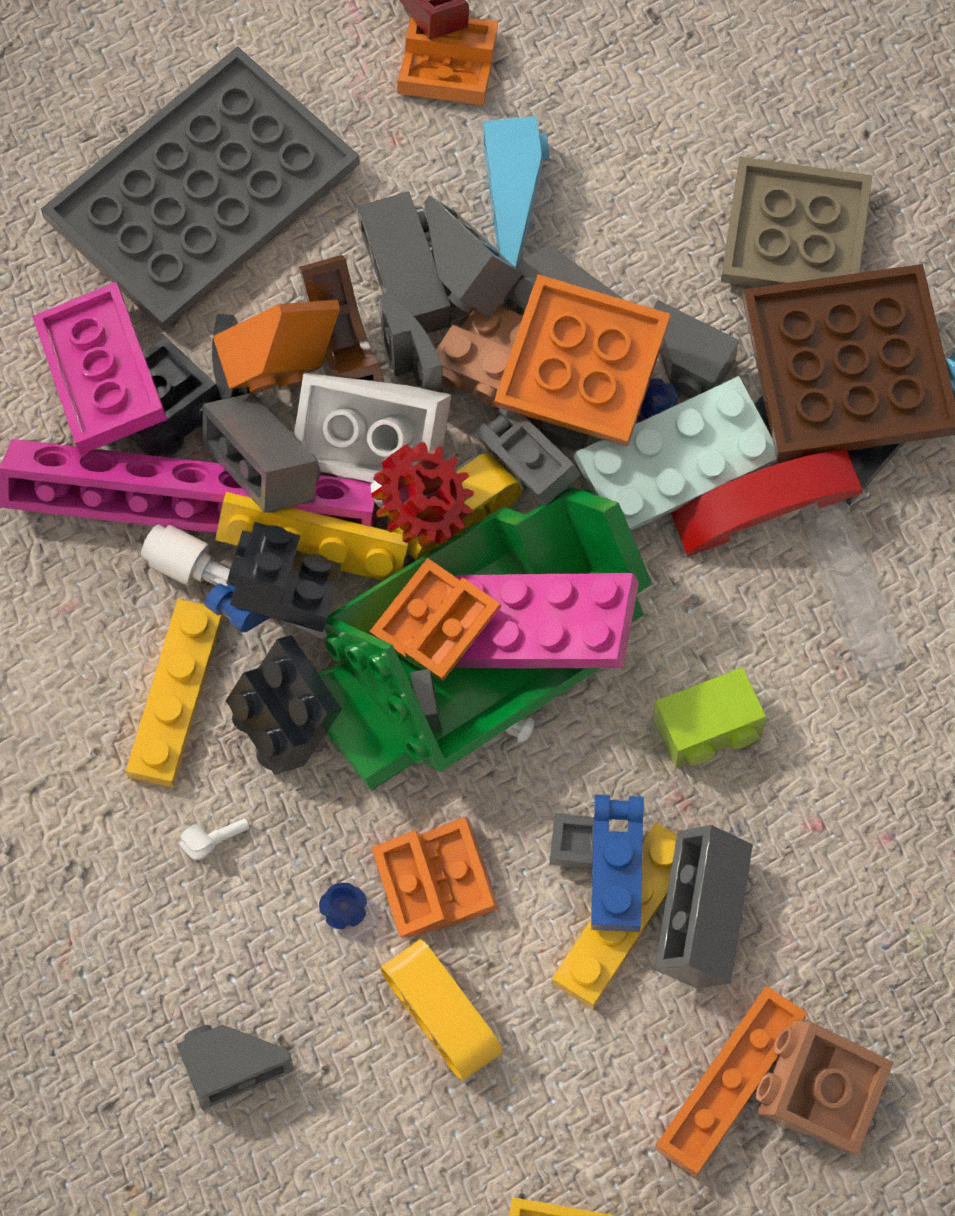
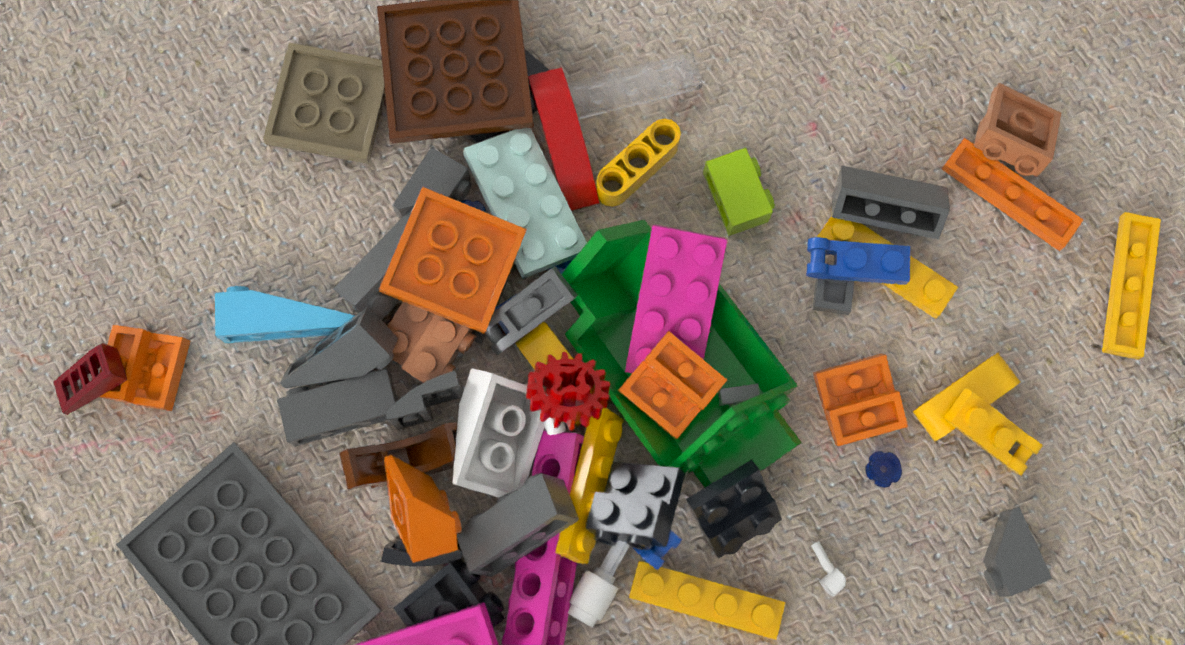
camera: 90 degrees left, 10 degrees up
(391, 1032) = (992, 431): none -> yellow plate
(735, 573) = (642, 147): none -> yellow beam

